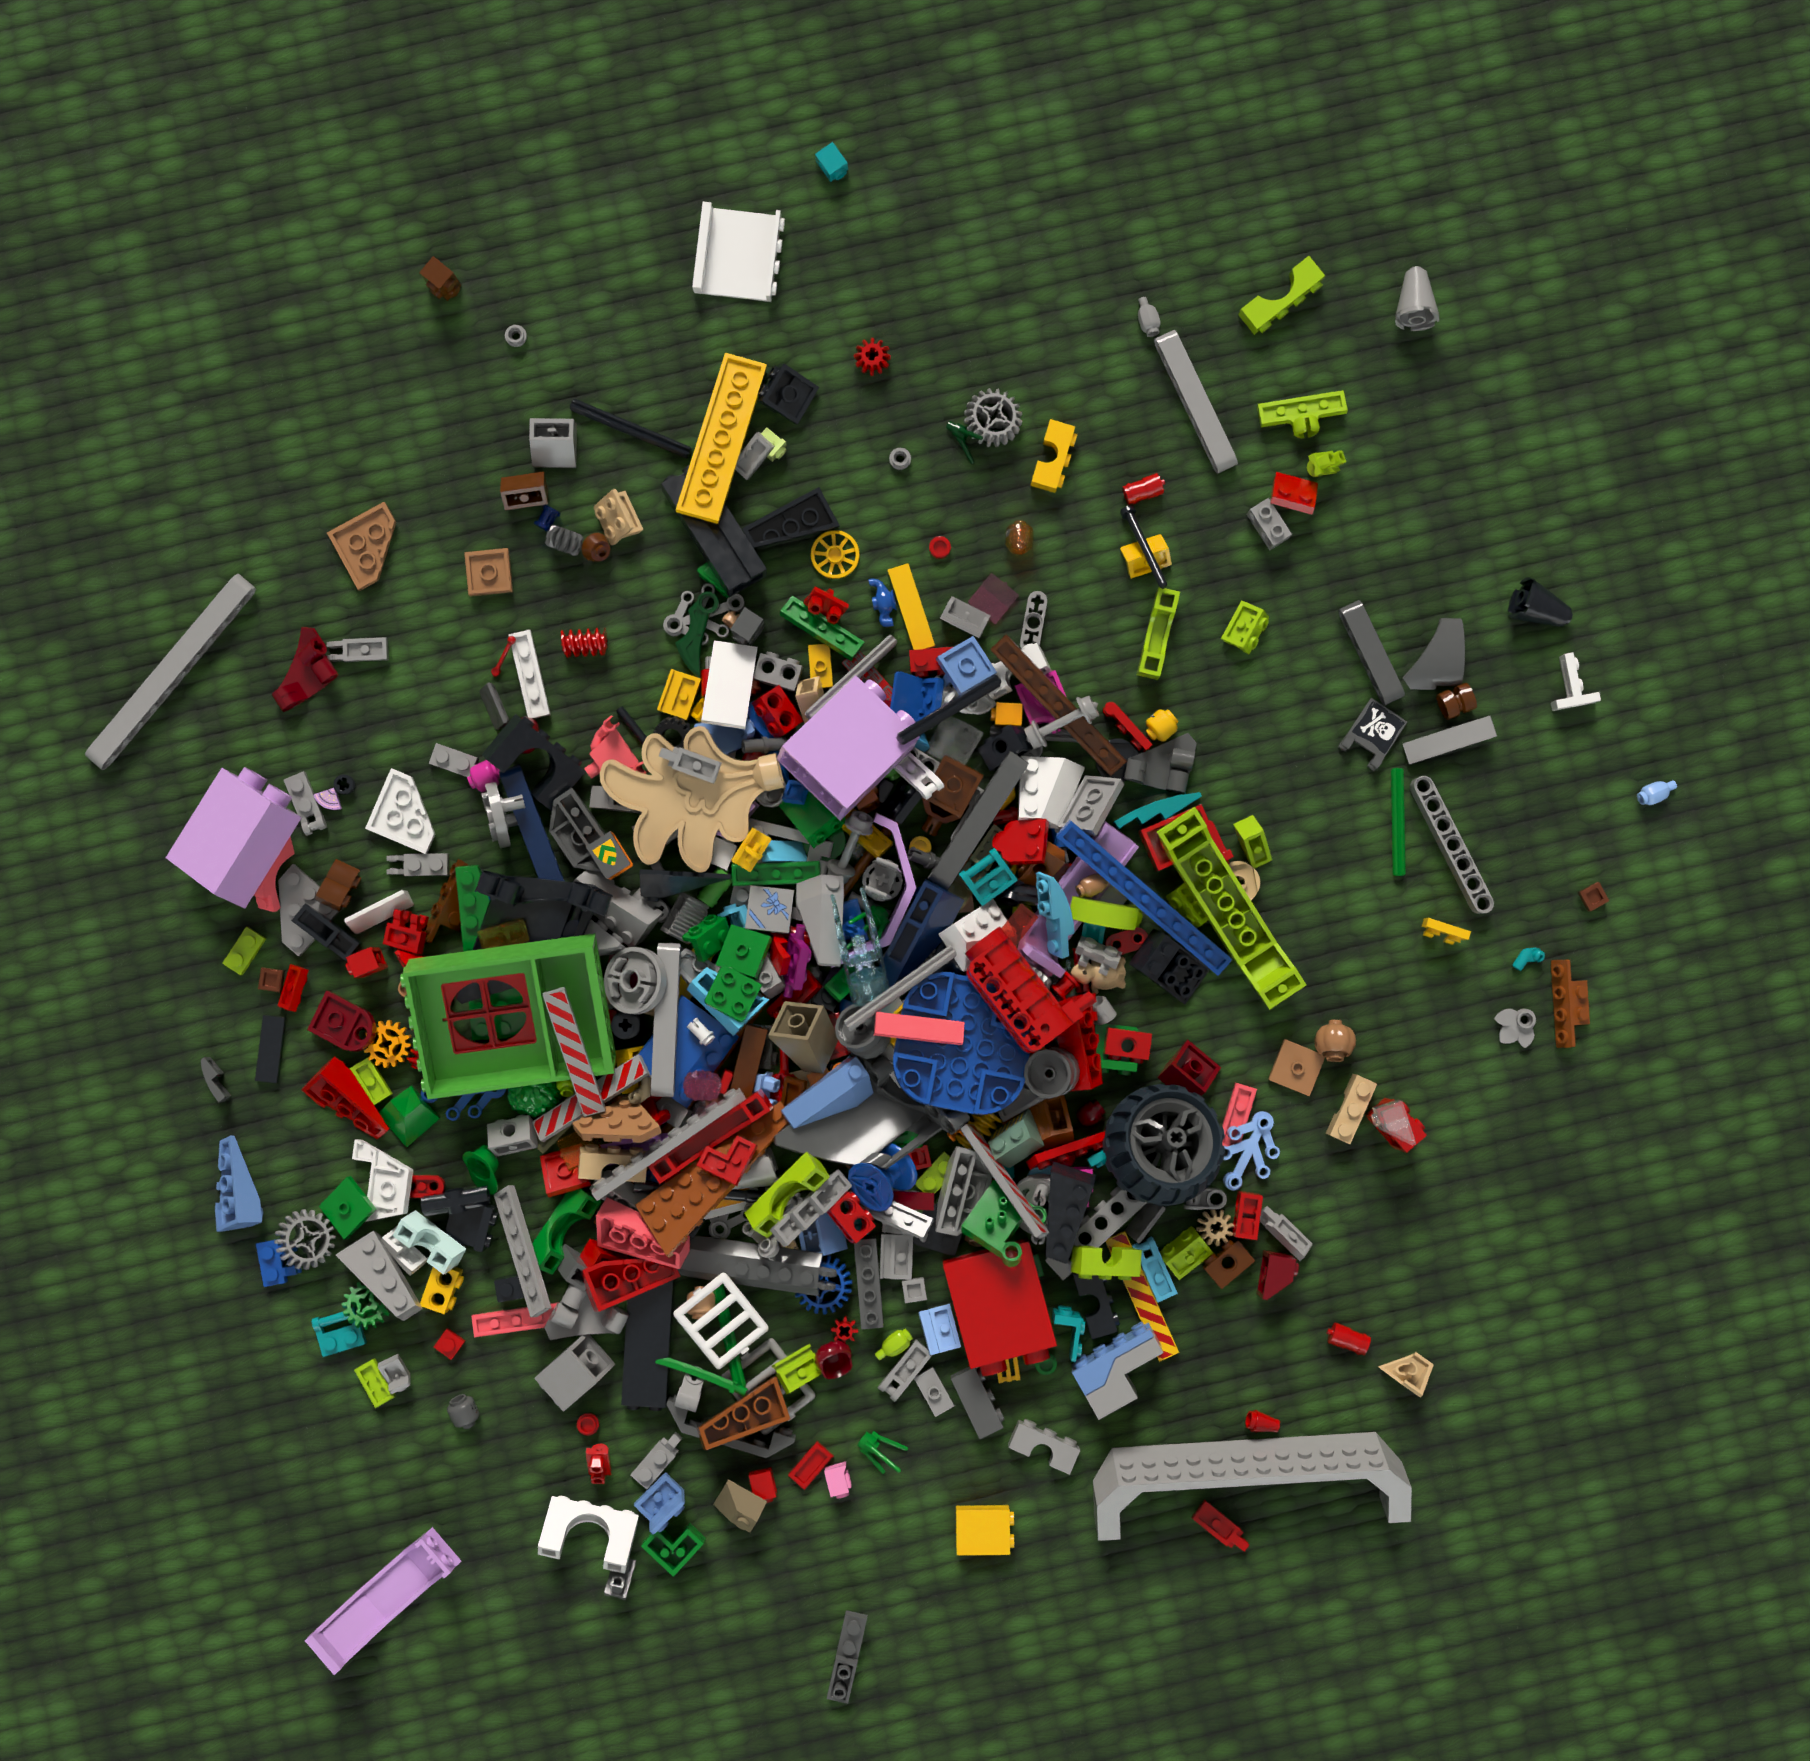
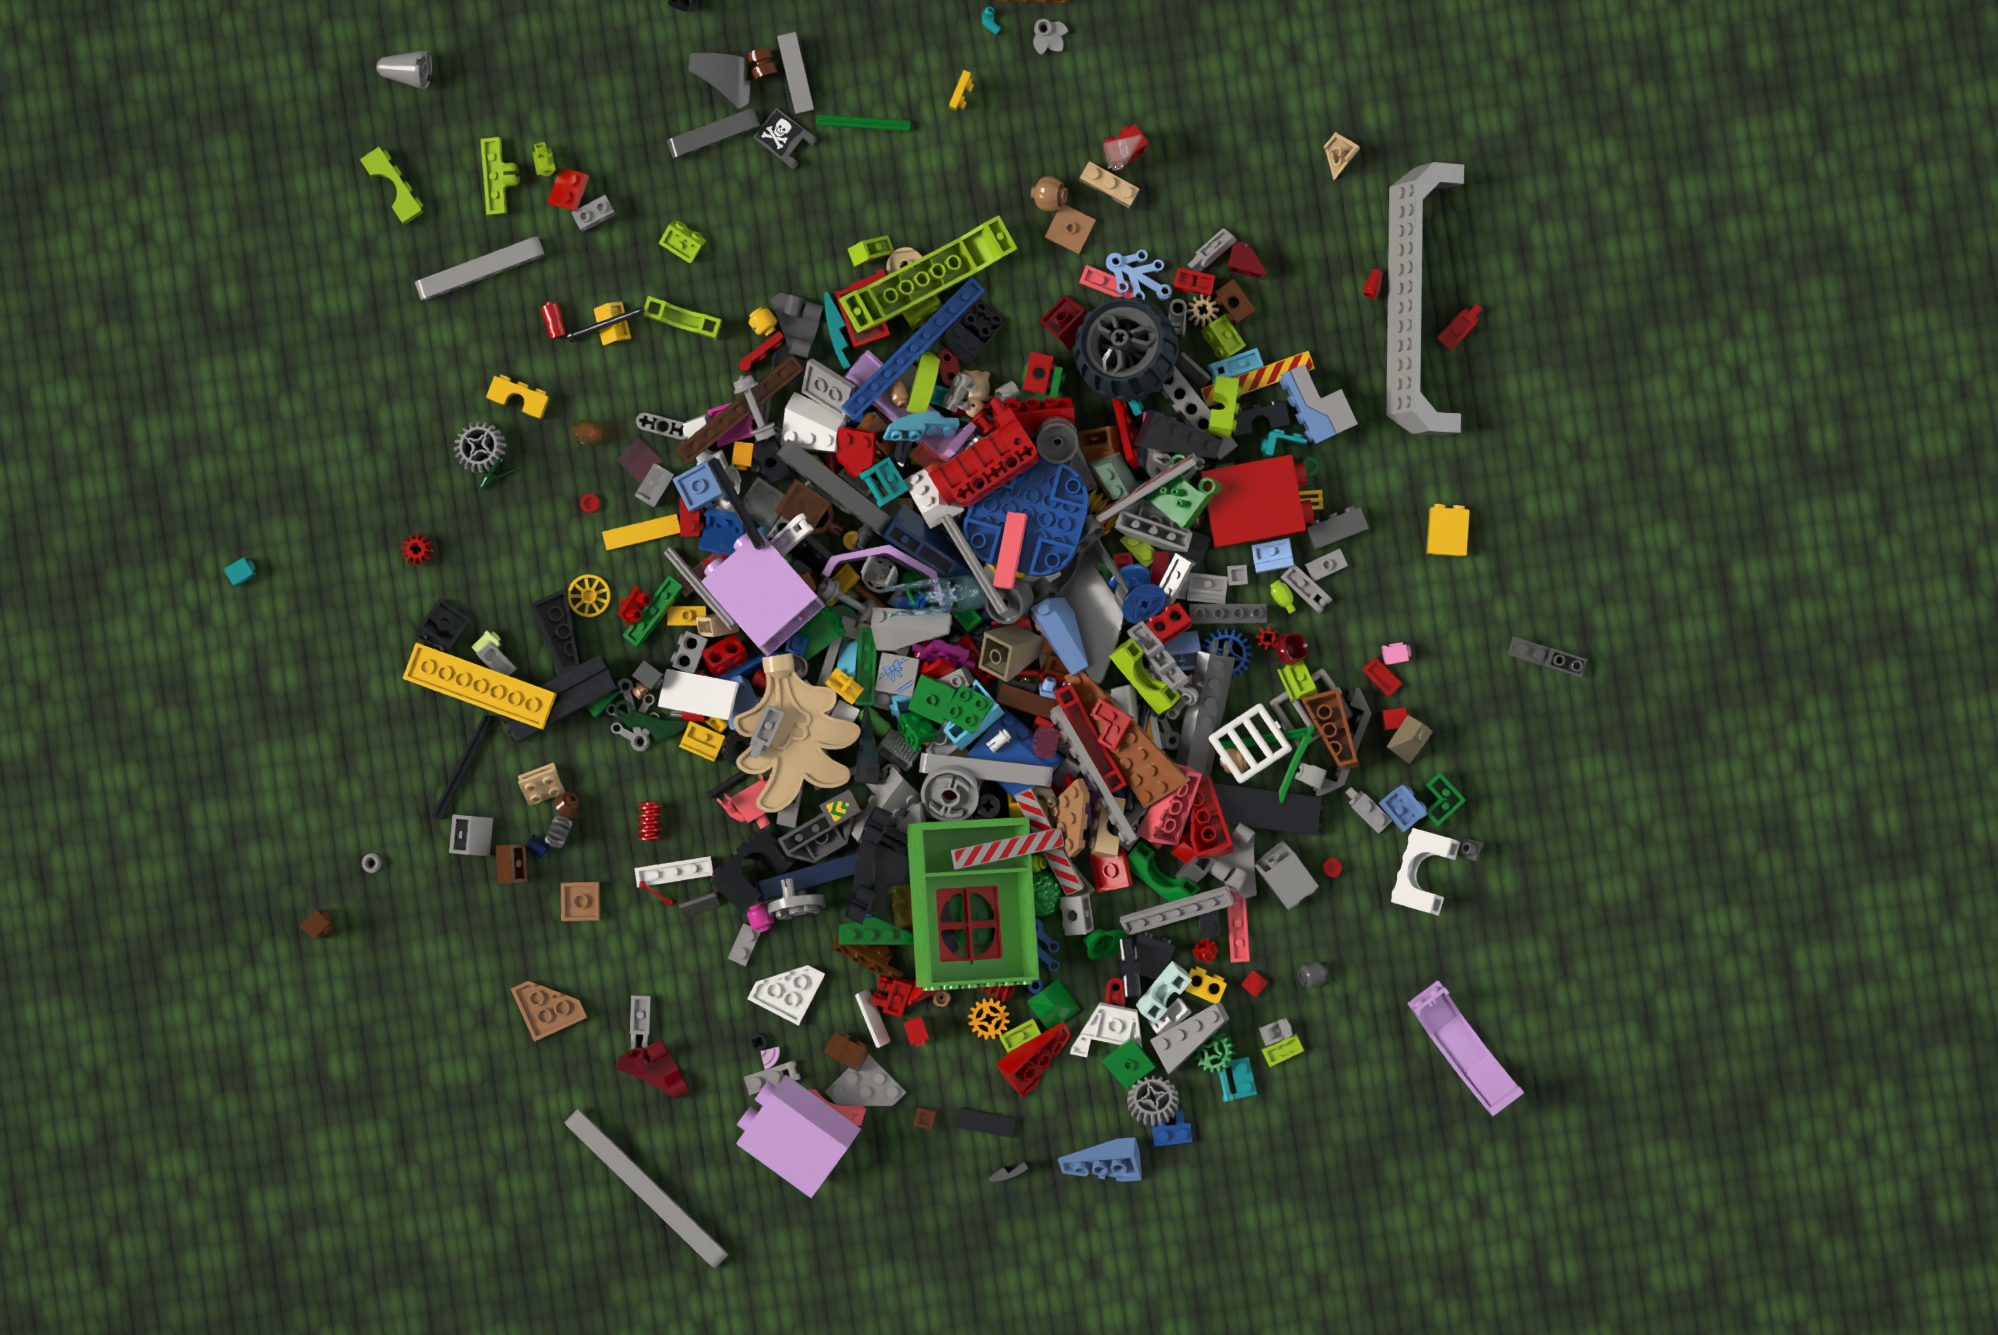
camera: 90 degrees left, 0 degrees up
(244, 951) = (897, 1140): lime plate -> none
(293, 987) = (933, 1098): red plate -> none
(326, 931) = (886, 1064): black slope -> none
(341, 1022) = (967, 1057): dark red plate -> none
(421, 865) = (834, 979): light grey hinge -> none
(481, 1286) = (1205, 951): none -> red gear
(570, 1149) = (1092, 863): clear orange piece -> none
(598, 1463) = (1366, 859): red hips -> none
(737, 253) = (314, 660): white panel -> none
(762, 745) = (753, 668): dark grey pin -> none
(869, 1445) = (1367, 624): green plant -> none
(883, 602) = (634, 556): blue piece -> none
(900, 452) = (504, 527): light grey plate -> none
(1027, 1436) = (1370, 487): light grey arch -> none
(1090, 1113) = (1096, 410): dark red piece -> none
(1148, 318) = (402, 304): light grey plant -> none
(1346, 1338) = (1307, 203): red piece -> none
(1460, 851) = (880, 86): light grey beam -> none

